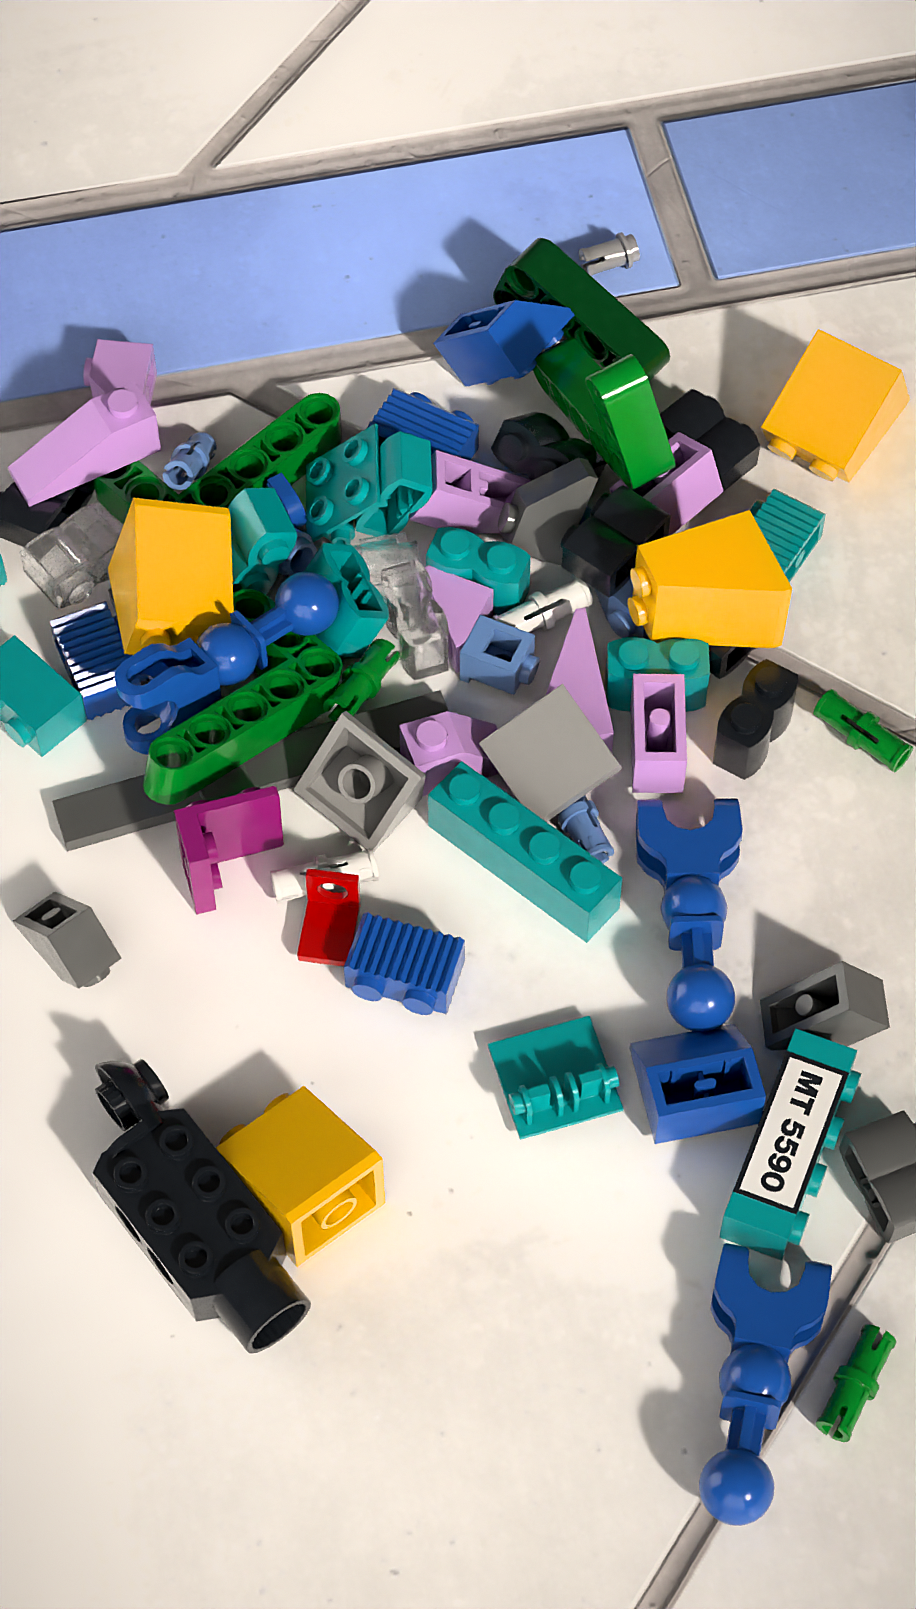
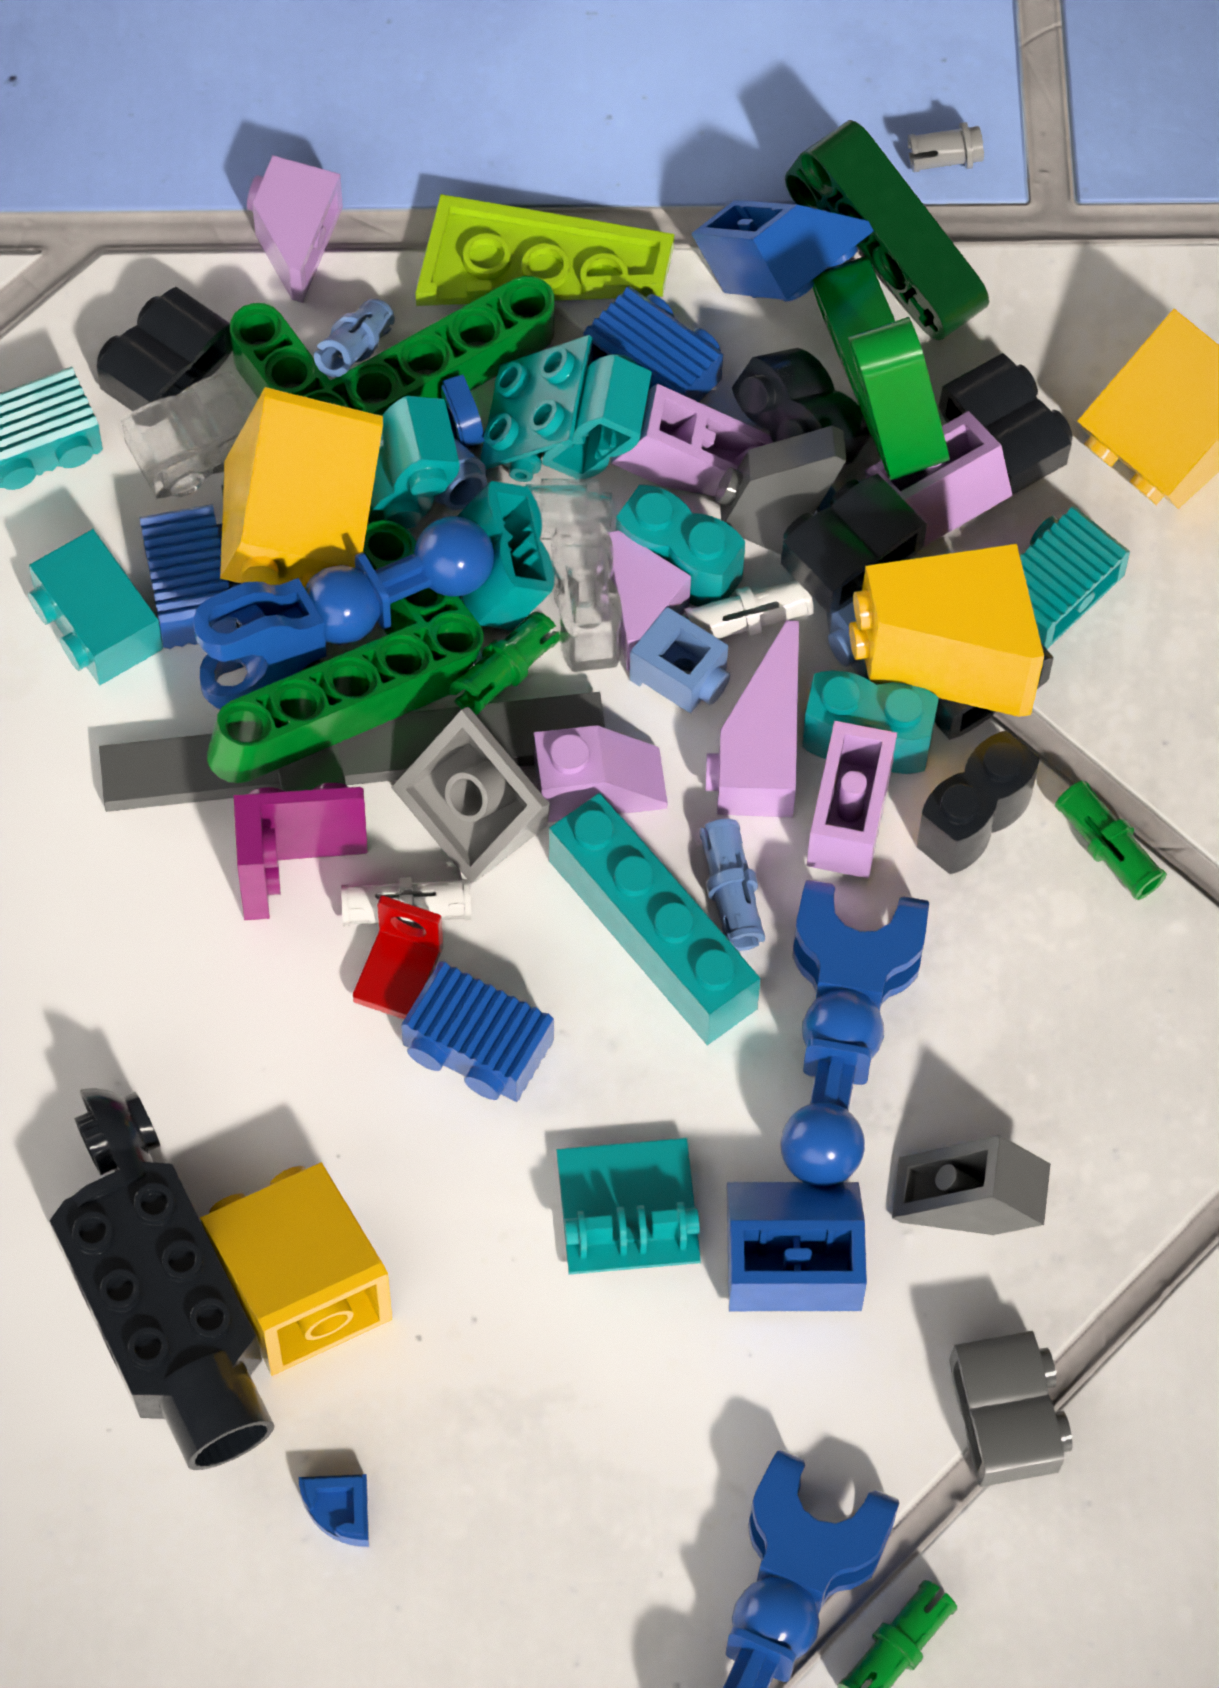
camera: 10 degrees right, 5 degrees up
(69, 939) = (83, 925): dark grey slope -> none
(89, 444) = (231, 298): lavender slope -> none
(275, 379) = (487, 244): none -> lime wing
(375, 1360) = (338, 1506): none -> blue tile
(550, 754) = (710, 805): light grey tile -> none
(788, 1145) = (888, 1344): brick -> none

